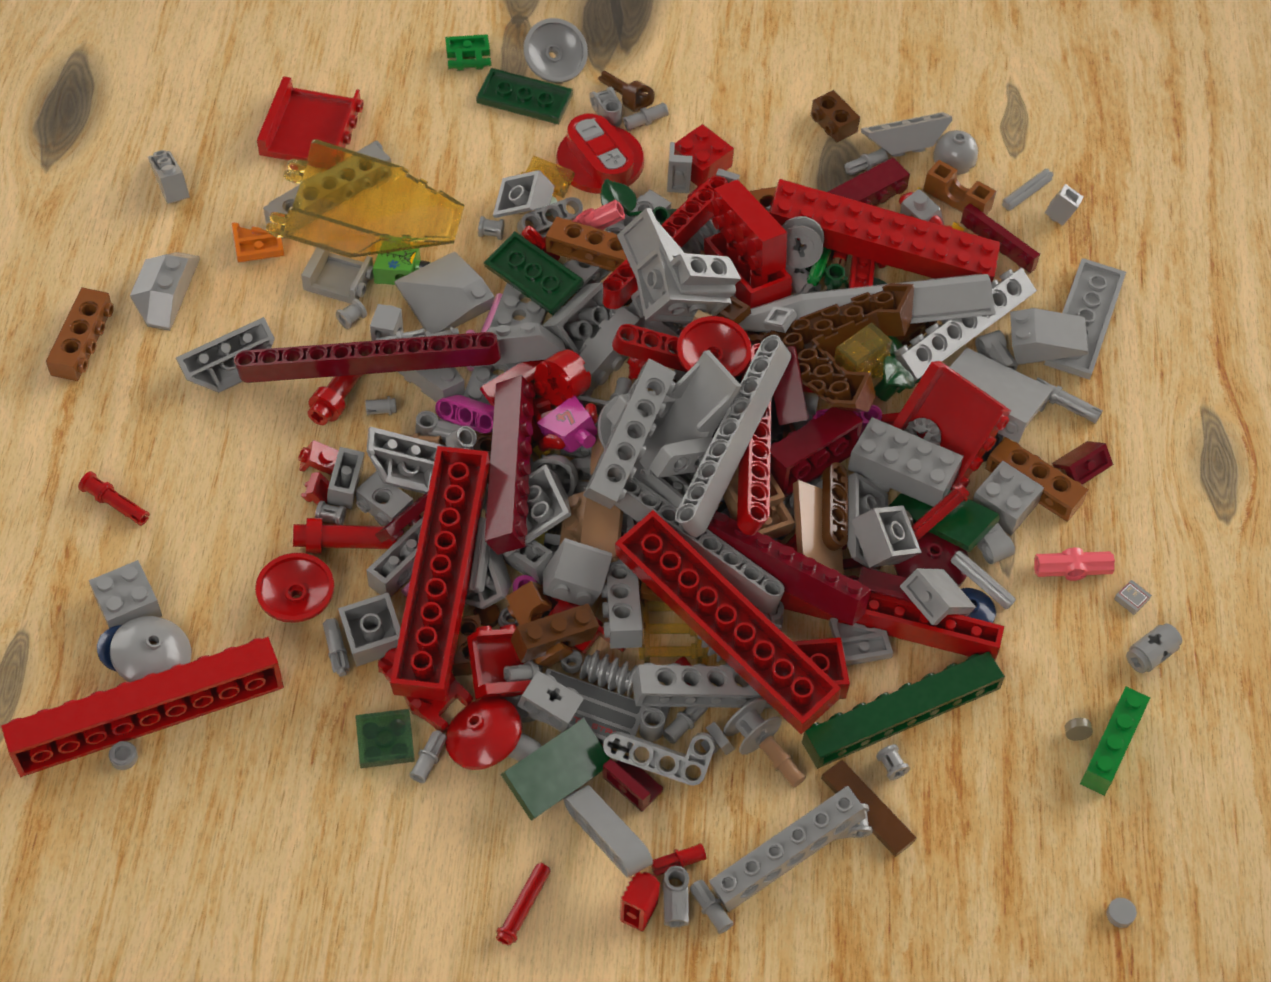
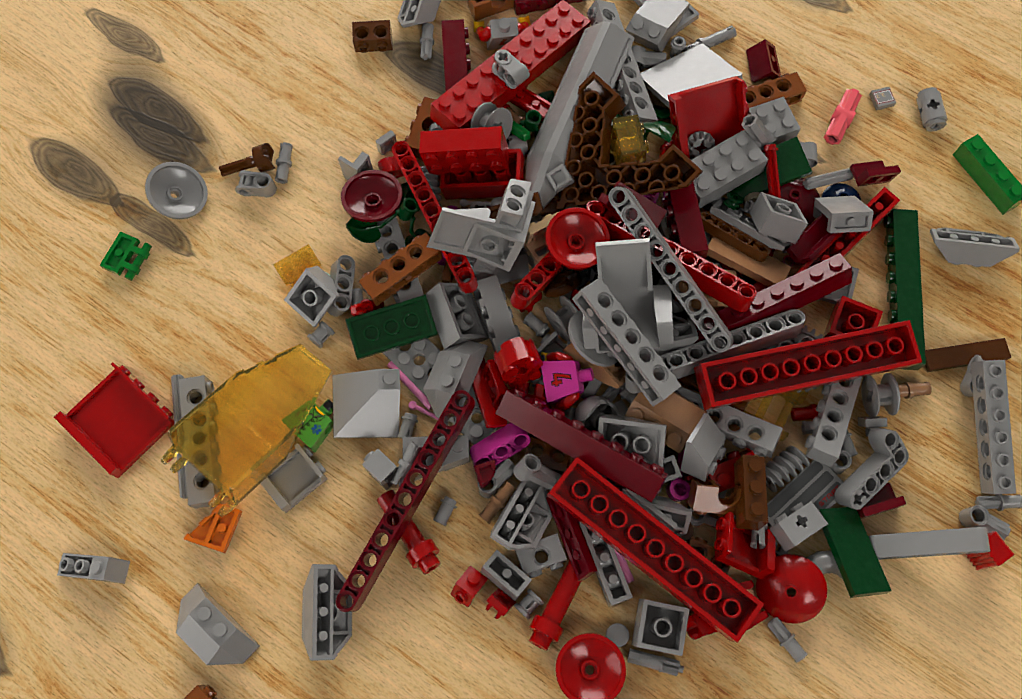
camera: 55 degrees left, 15 degrees up
(342, 599) = (618, 634): none -> light grey tile
(351, 313) = (339, 487): light grey bush -> none
(384, 738) = (756, 665): clear green plate -> none
(435, 411) = (485, 472): none -> dark red tile
(523, 904) = (960, 656): red axle -> none
(524, 96) = (200, 238): dark green tile -> none
(599, 153) = (299, 216): red piece -> none
(602, 216) = (373, 255): coral piece -> none
(651, 185) = (370, 188): none -> dark red dish
(679, 858) = (953, 503): red axle -> none
(707, 152) = (349, 141): red brick -> none
(866, 220) = (511, 70): none -> light grey piece
(884, 497) = (733, 201): none -> dark green bush
(893, 762) = (945, 319): light grey bush -> none
(971, 471) = (757, 131): none -> light grey piece
(1001, 748) = (973, 247): none -> light grey wedge
(1024, 621) = (873, 173): none -> dark red panel
(1033, 368) = (677, 44): none -> light grey pin
(1078, 729) = (969, 190): dark tan tile -> none

